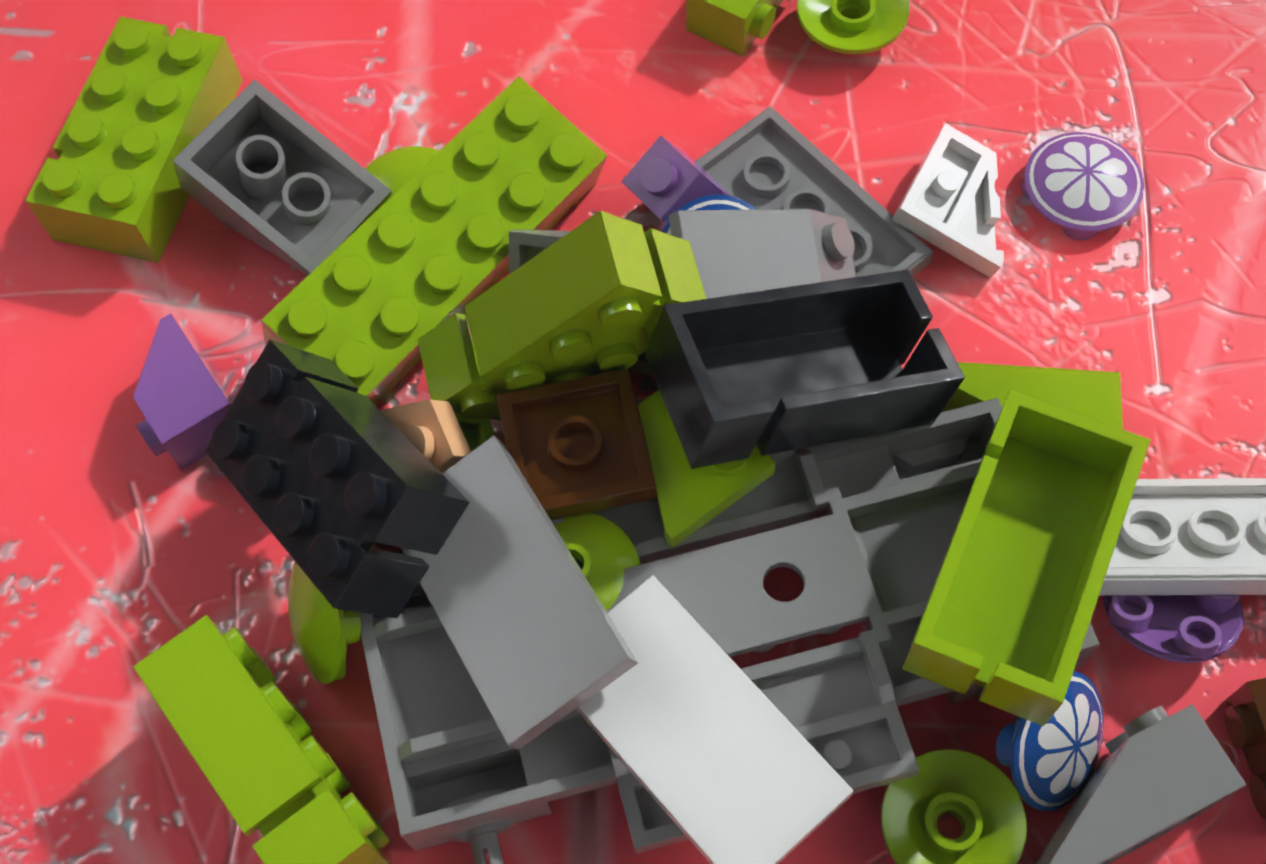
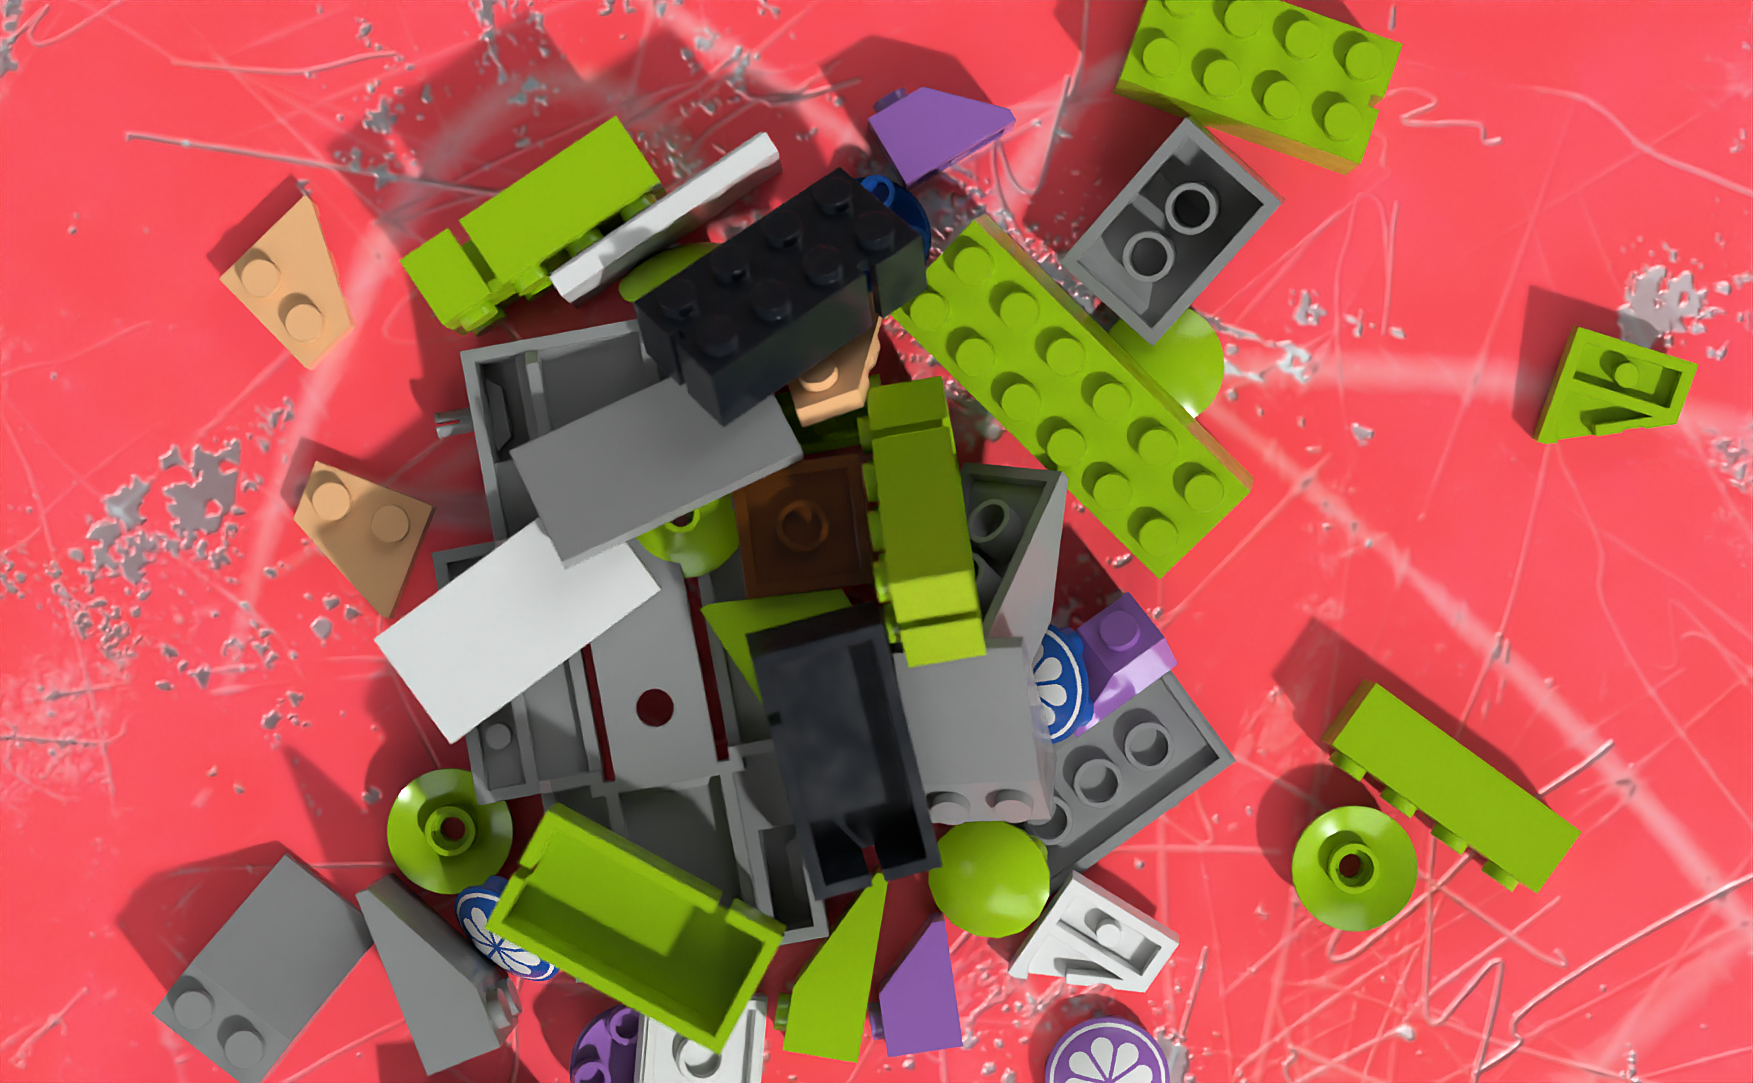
camera: 90 degrees right, 25 degrees up
(260, 629) = (668, 220): none -> white tile
(932, 265) = (991, 878): none -> lime dish
(1033, 330) = (918, 996): none -> medium lavender slope

